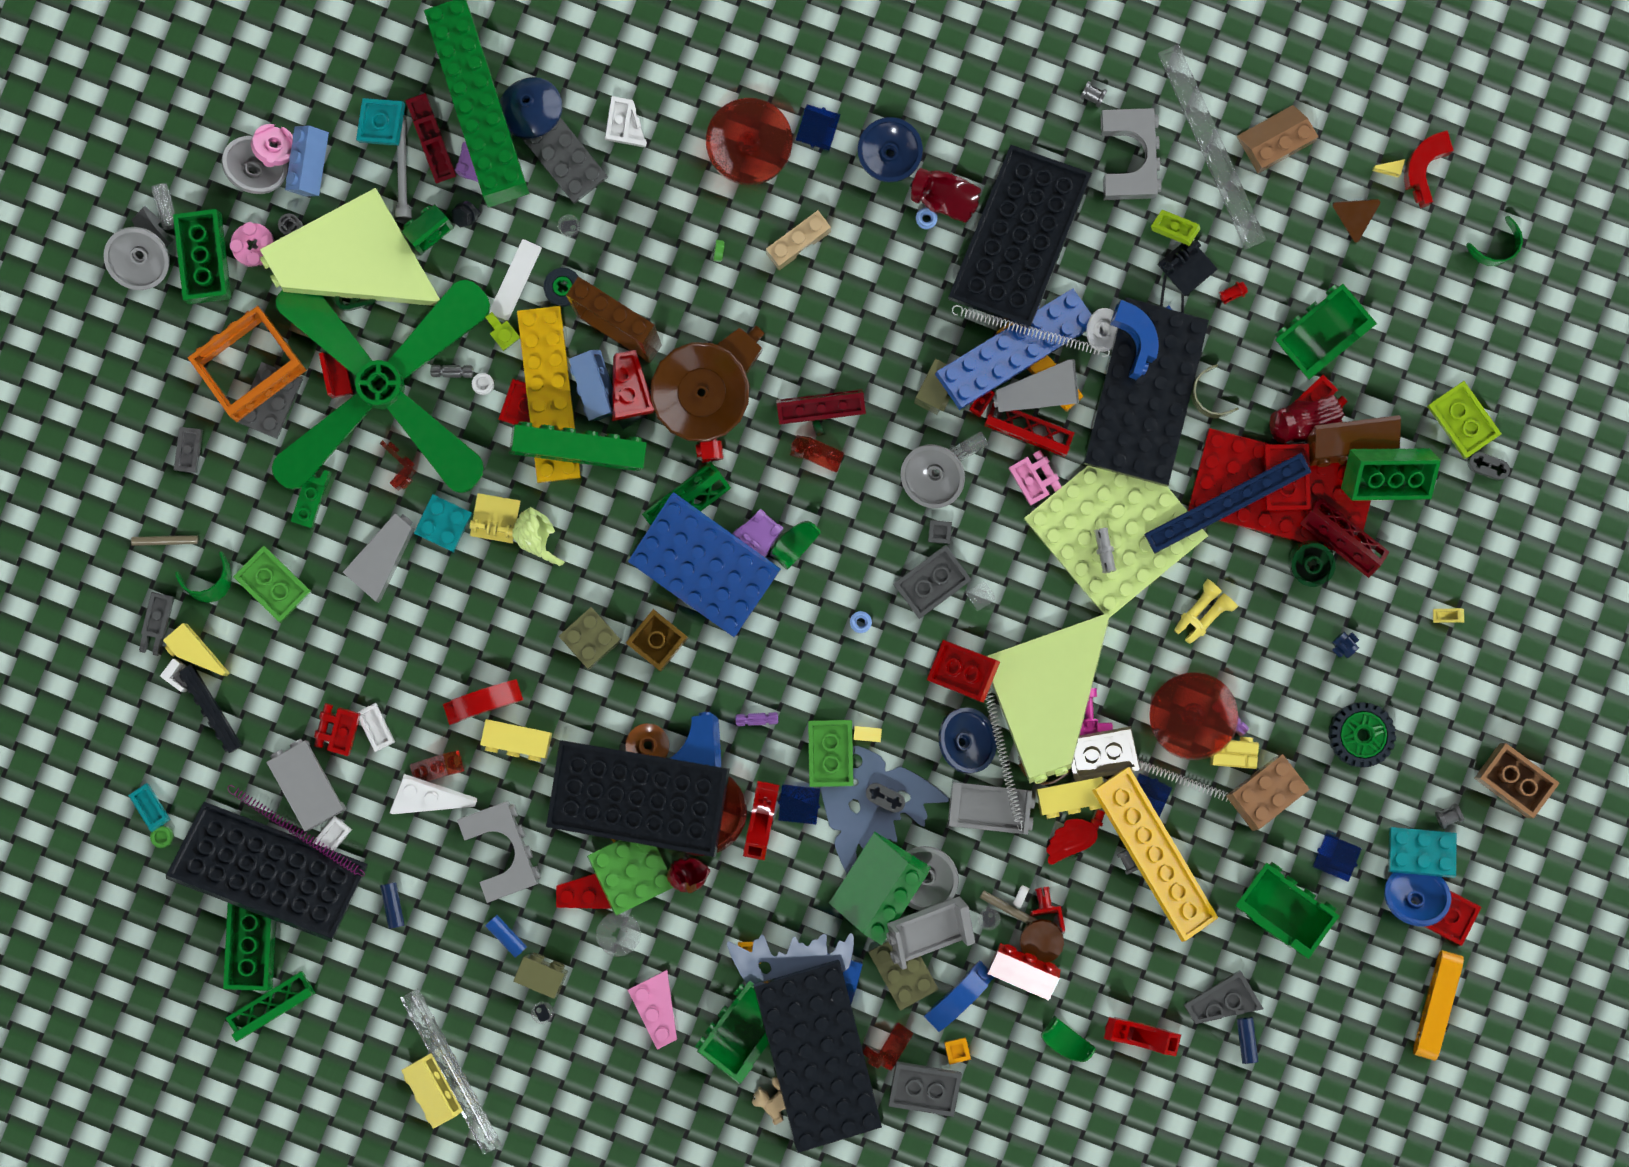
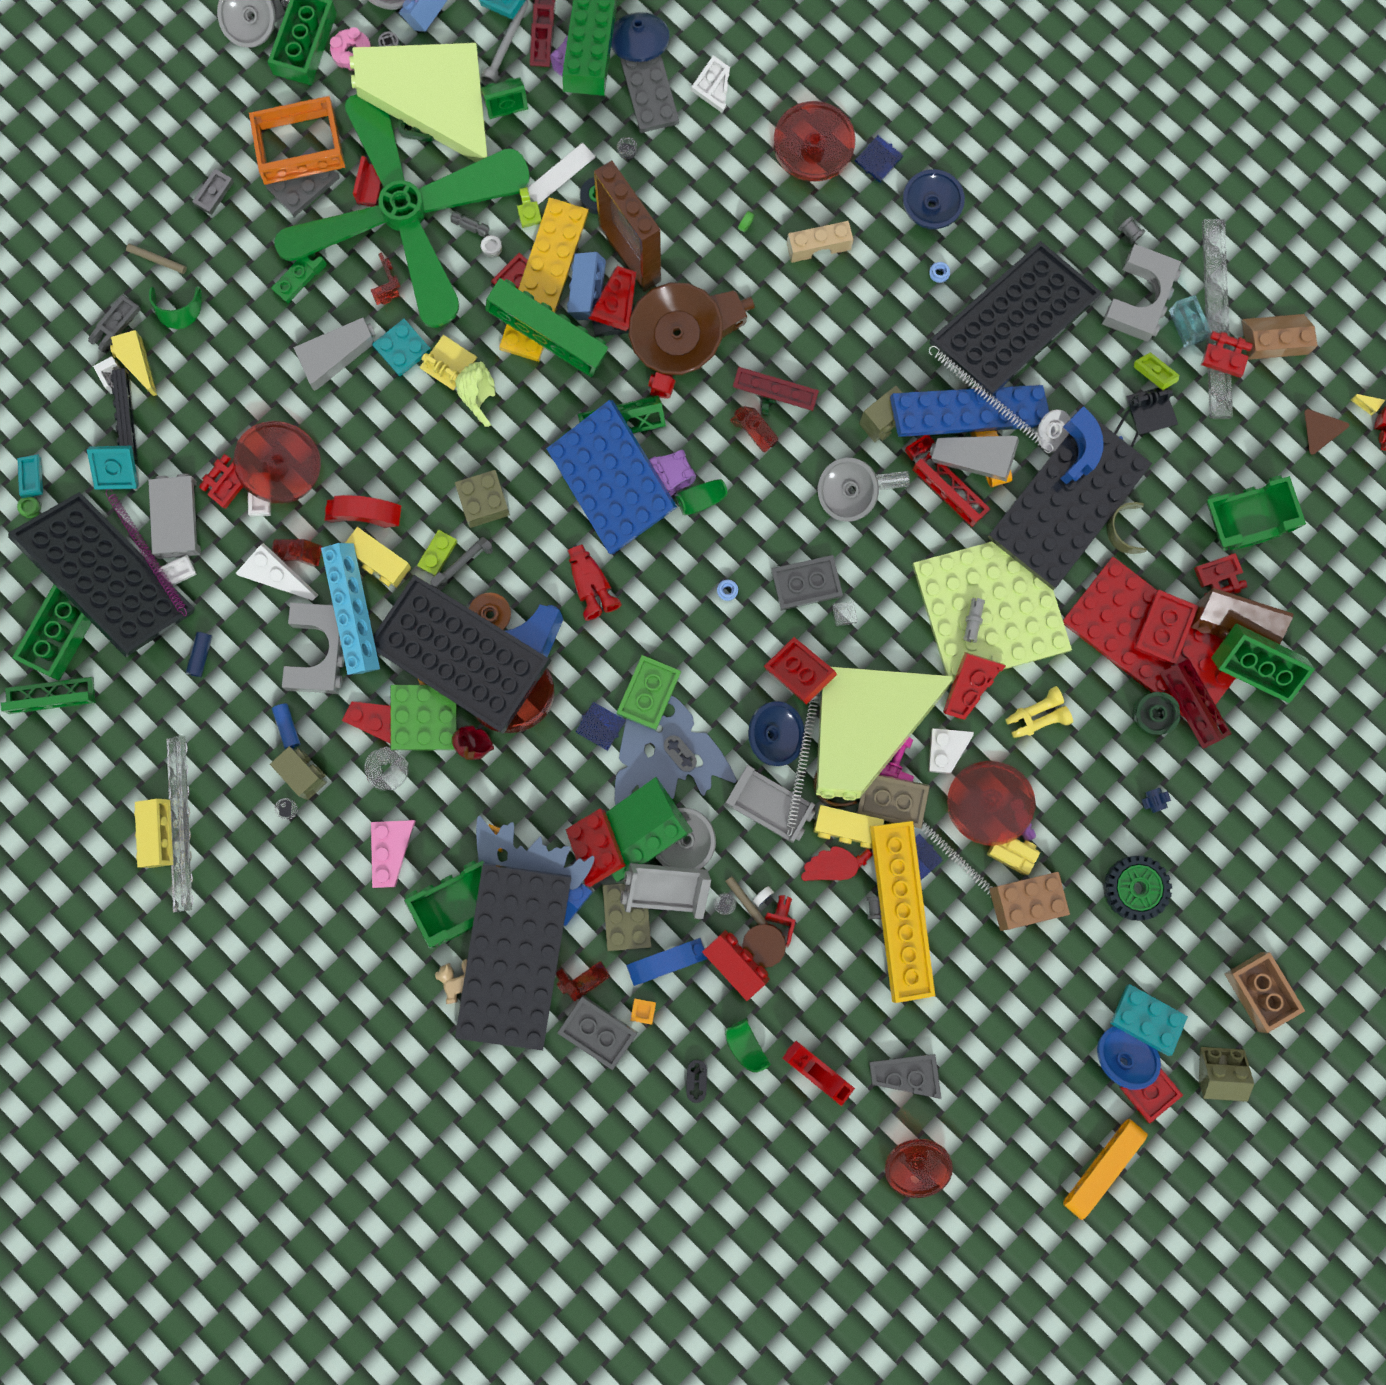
camera: 20 degrees right, 5 degrees down
(226, 765) = (112, 467): none -> teal plate
(272, 584) = (229, 334): bright green plate -> none
(379, 690) = (277, 462): none -> clear red dish
(465, 214) = (542, 99): black piece -> none
(517, 801) = (350, 608): none -> medium azure brick
(570, 708) = (437, 553): none -> lime plate
(587, 732) = (440, 580): none -> dark grey hinge
(657, 640) = (540, 525): pearl gold brick -> none
(728, 673) = (591, 583): none -> red piece
(756, 719) = (597, 634): medium lavender axle -> none
(761, 820) = (560, 723): red arch -> none
(843, 914) = (595, 838): none -> red plate
(867, 734) = (689, 690): light yellow piece -> none
(939, 532) = (832, 542): dark grey plate -> none
(945, 194) = (965, 257): dark red hair -> none
(1029, 481) = (932, 533): bright pink plate -> none
(1039, 1089) = (691, 1081): none -> black beam
(1127, 609) = (970, 683): none -> red wing
(1131, 682) = (946, 749): none -> white wing
(1187, 163) = (1190, 321): none -> clear light blue brick
(1227, 503) = (1103, 626): dark blue tile -> none
(1233, 292) = (1184, 449): red pin -> none
(1235, 188) = (1223, 359): none -> red plate
(1247, 1040) = (914, 1120): dark blue piece -> none
(1269, 1081) = (922, 1176): none -> clear red dish
(1287, 910) = (1001, 1017): green cylinder -> none
(1300, 417) = (1196, 581): dark red hair -> none
(1337, 857) = (1067, 990): clear blue piece -> none
(1449, 816) = (1187, 997): flat silver bush -> none
(1453, 615) = (1261, 816): light yellow piece -> none
(1464, 420) = (1346, 648): lime plate -> none
(1486, 470) = (1353, 696): dark grey beam -> none
(1511, 871) = (1225, 1074): none -> olive slope

